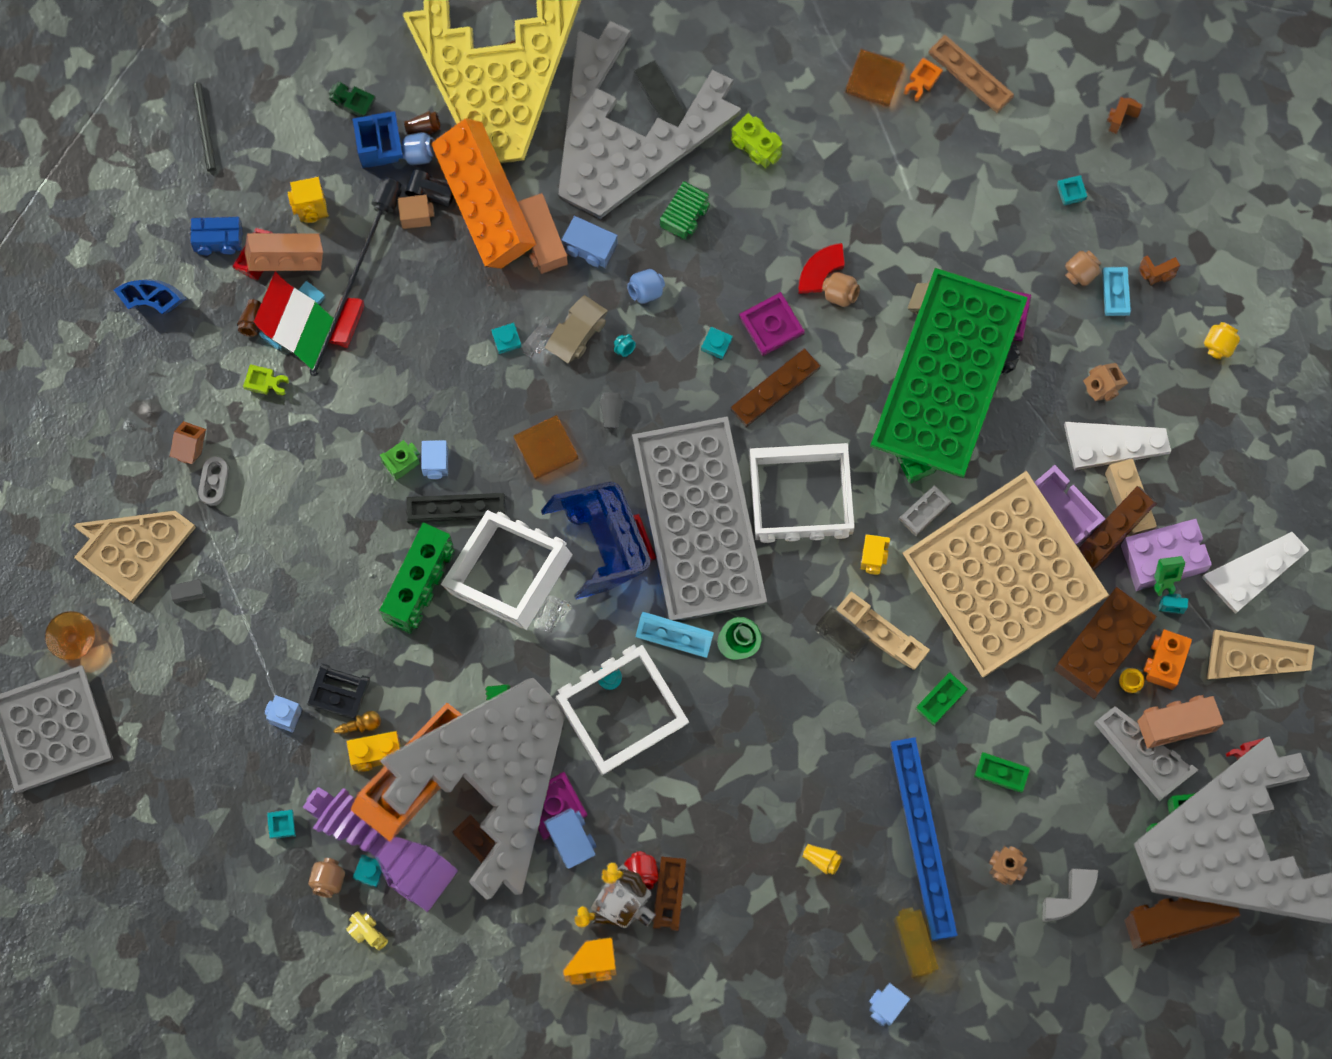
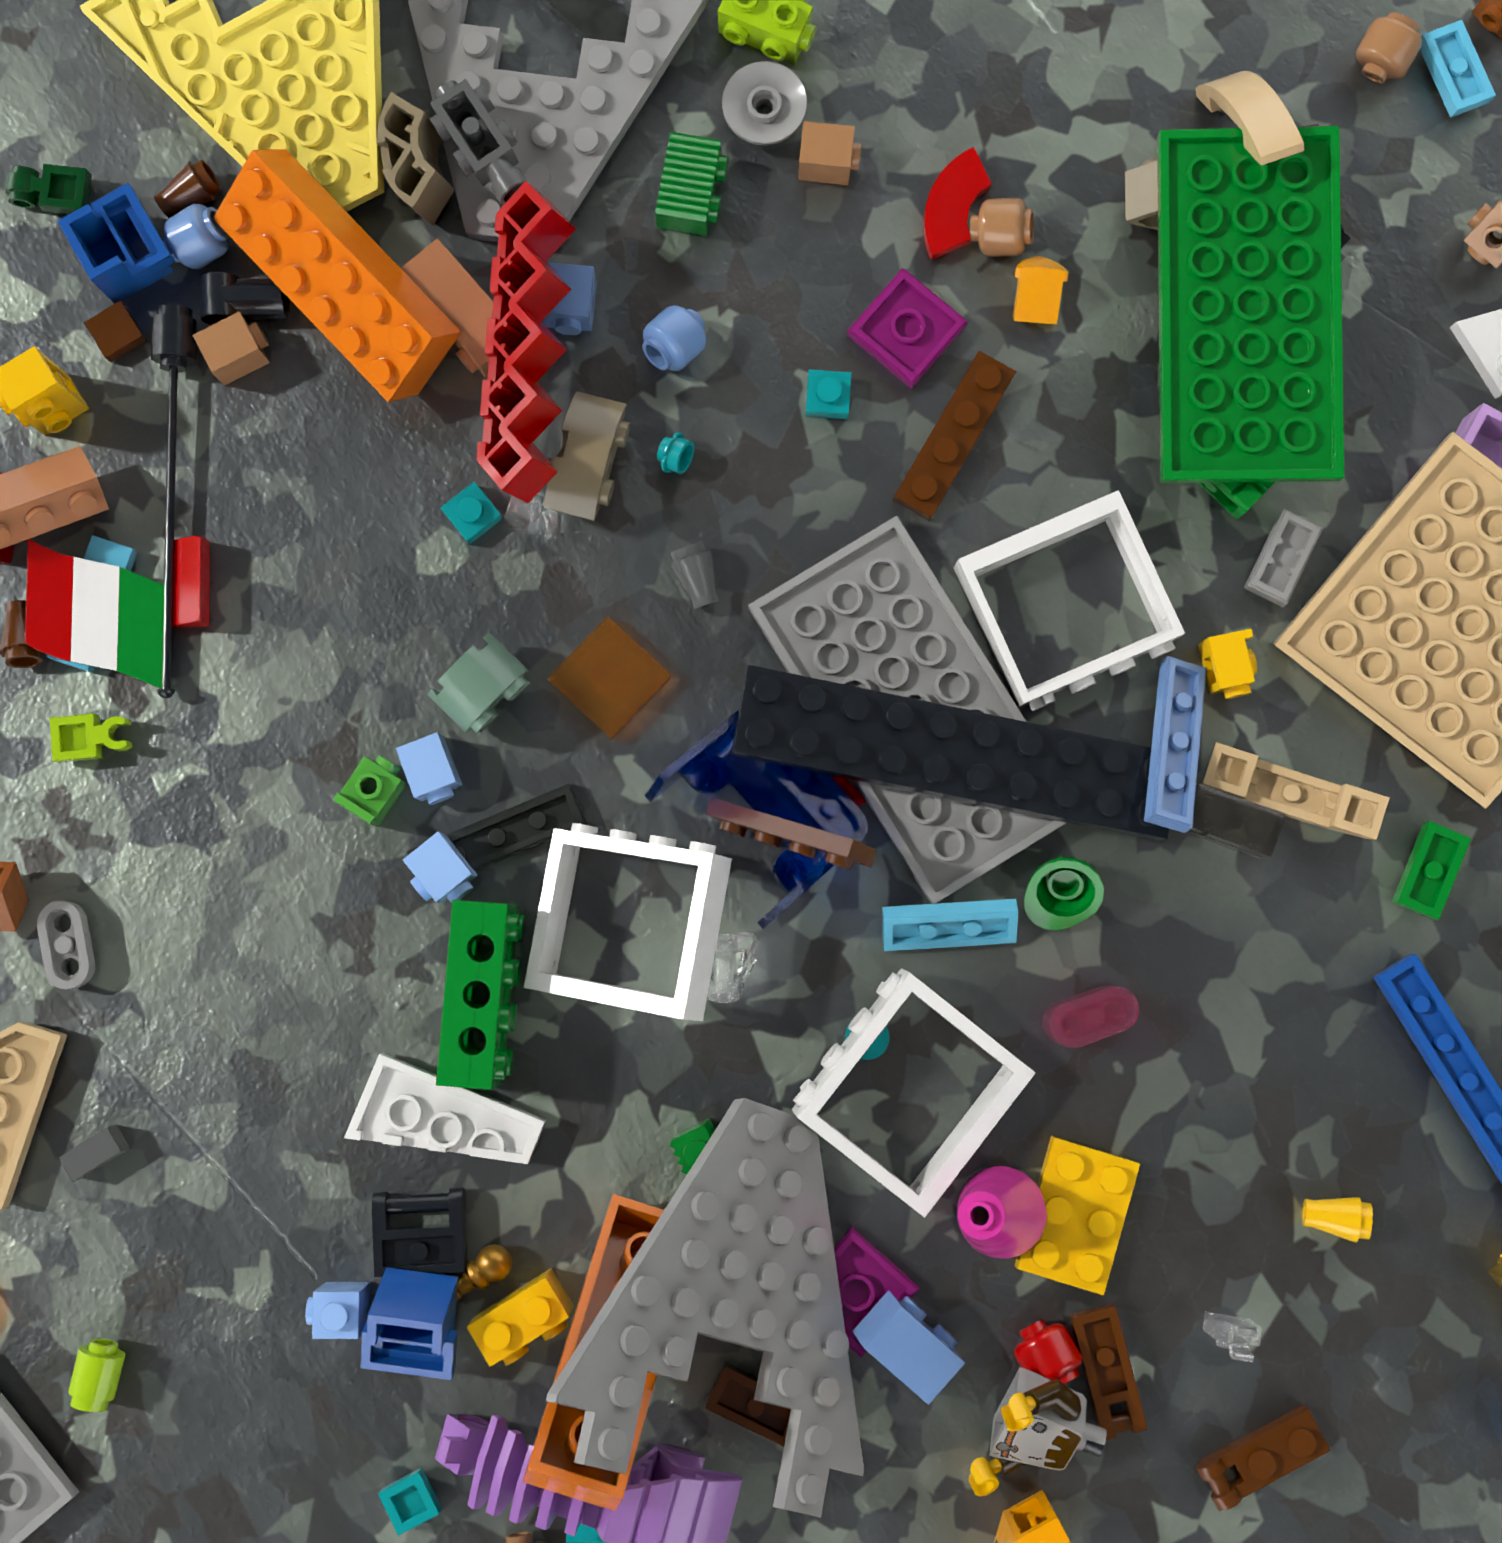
camera: 20 degrees left, 10 degrees up
(146, 701) = (96, 1375): none -> lime brick
(318, 732) = (412, 1325): none -> blue plate
(357, 182) = (115, 331): none -> reddish brown tile
(368, 633) = (409, 1110): none -> white wing
(420, 509) = (440, 870): none -> light blue brick
(477, 424) = (479, 684): none -> sand green brick
(544, 148) = (411, 158): none -> dark tan brick
(564, 260) = (521, 344): none -> red brick
(582, 150) = (477, 137): none -> dark grey brick
(611, 555) = (803, 838): none -> reddish brown plate
(642, 786) = (1001, 1212): none -> dark pink cone
(685, 808) = (1085, 1209): none -> yellow plate
(710, 546) = (944, 751): none -> black plate
(729, 705) = (1090, 1016): none -> clear pink brick
(735, 968) = (1262, 1457): none -> reddish brown plate
(739, 173) = (764, 85): none -> light grey dish
(742, 894) = (1233, 1334): none -> clear plate
(763, 220) = (828, 153): none -> medium nougat brick
(828, 583) = (1175, 745): none -> medium blue tile
(847, 328) = (1038, 290): none -> light orange tile
(987, 278) = (1257, 111): none -> tan slope

